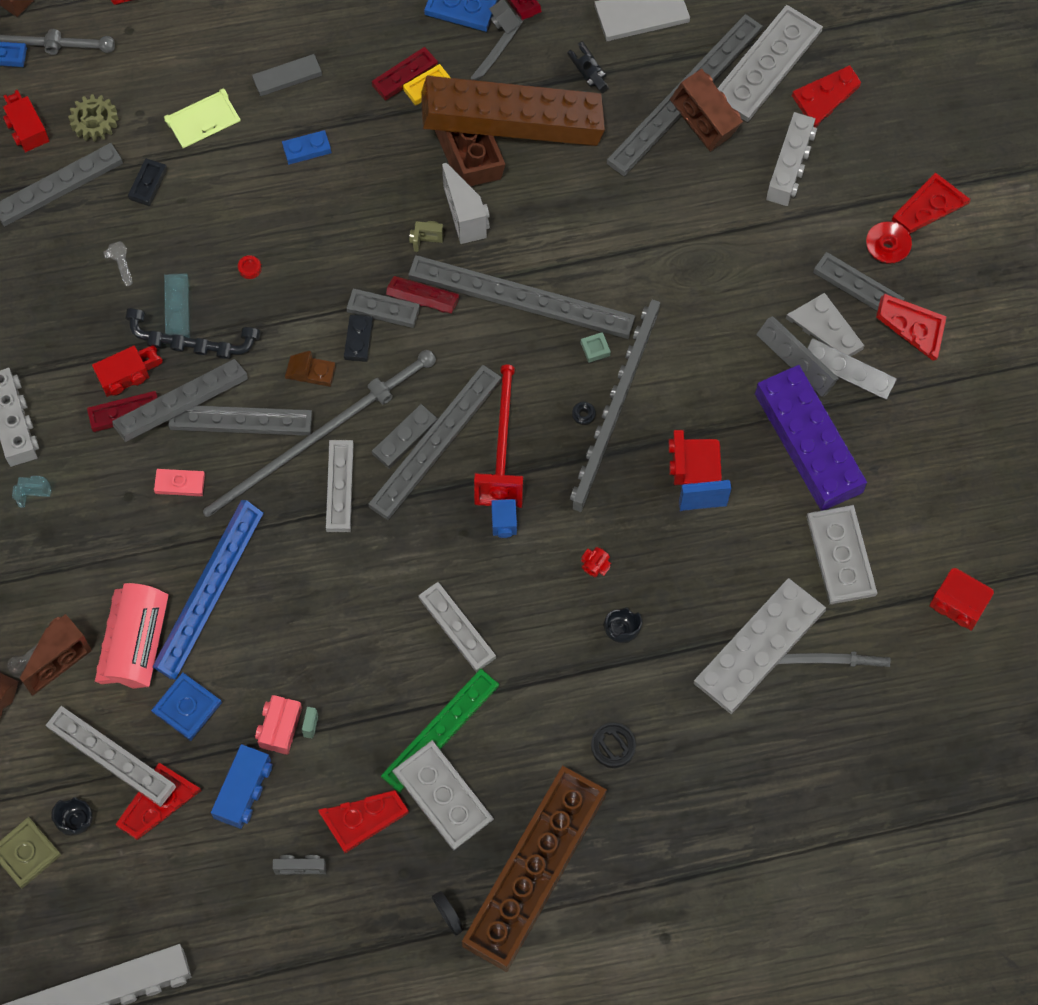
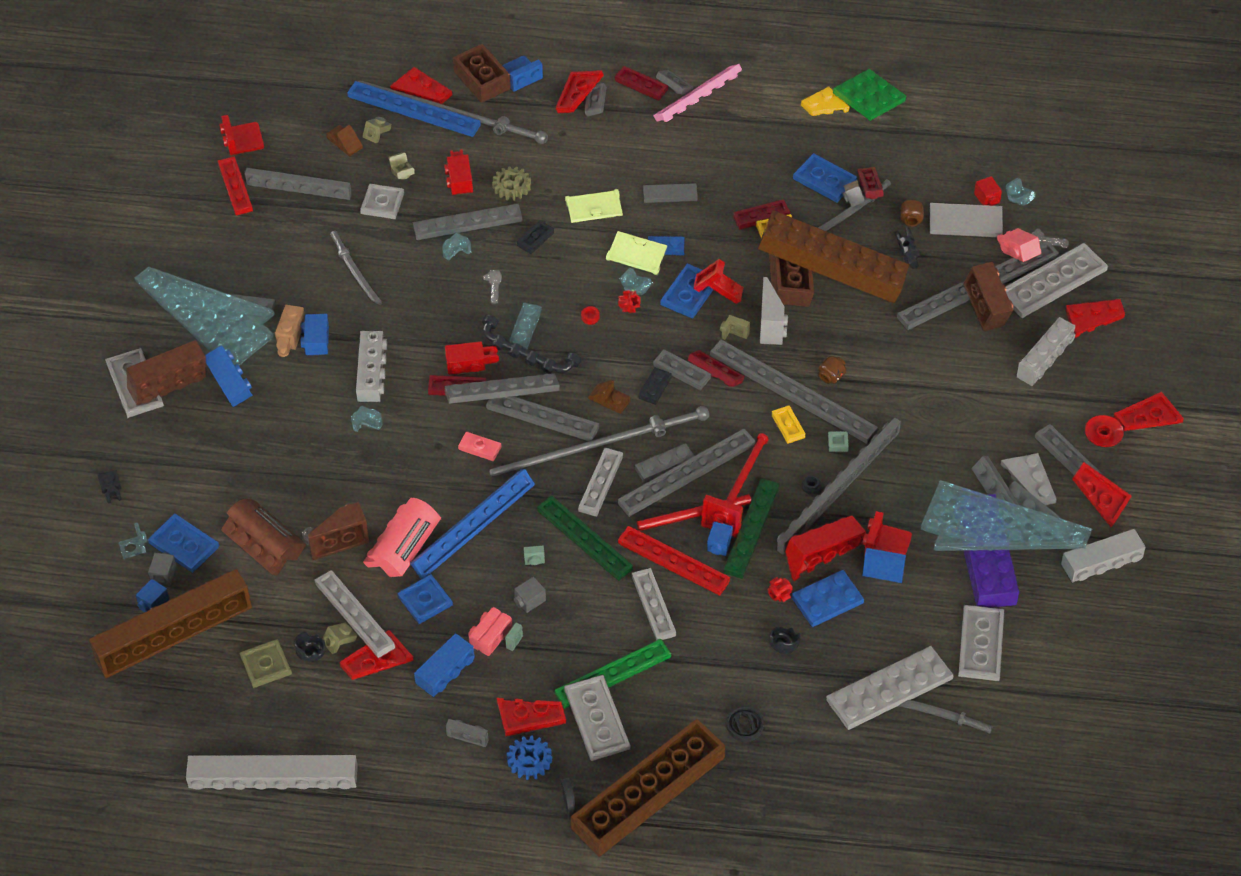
camera: 20 degrees right, 15 degrees down
(52, 223) = (455, 244): none -> clear light blue bracket
(101, 789) = (338, 635): none -> olive bracket
(276, 171) = (633, 254): none -> yellowish green door
(289, 209) = (635, 283): none -> clear light blue bracket
(290, 237) = (629, 301): none -> red gear
(296, 608) = (534, 555): none -> sand green plate
(308, 662) = (529, 595): none -> dark grey brick
(347, 565) = (585, 538): none -> dark green plate
(356, 200) = (682, 296): none -> blue plate
(384, 179) = (714, 278): none -> red bracket
(388, 864) = (529, 758): none -> blue gear
(454, 495) = (683, 515): none -> red piece
(460, 562) = (674, 560): none -> red plate
(531, 342) = (788, 424): none -> yellow plate
(534, 490) = (751, 528): none -> dark green plate
(557, 256) = (832, 370): none -> reddish brown head
(578, 21) = (911, 212): none -> reddish brown head
(625, 488) = (822, 545): none -> red wedge
(651, 553) = (827, 598): none -> blue plate
(716, 29) = (1019, 244): none -> coral brick
(733, 13) = (1053, 241): none -> clear piece
(803, 409) = (983, 522): none -> clear light blue wing
(940, 402) = (1103, 555): none -> light grey brick
(962, 598) = (1067, 701): red bracket -> none

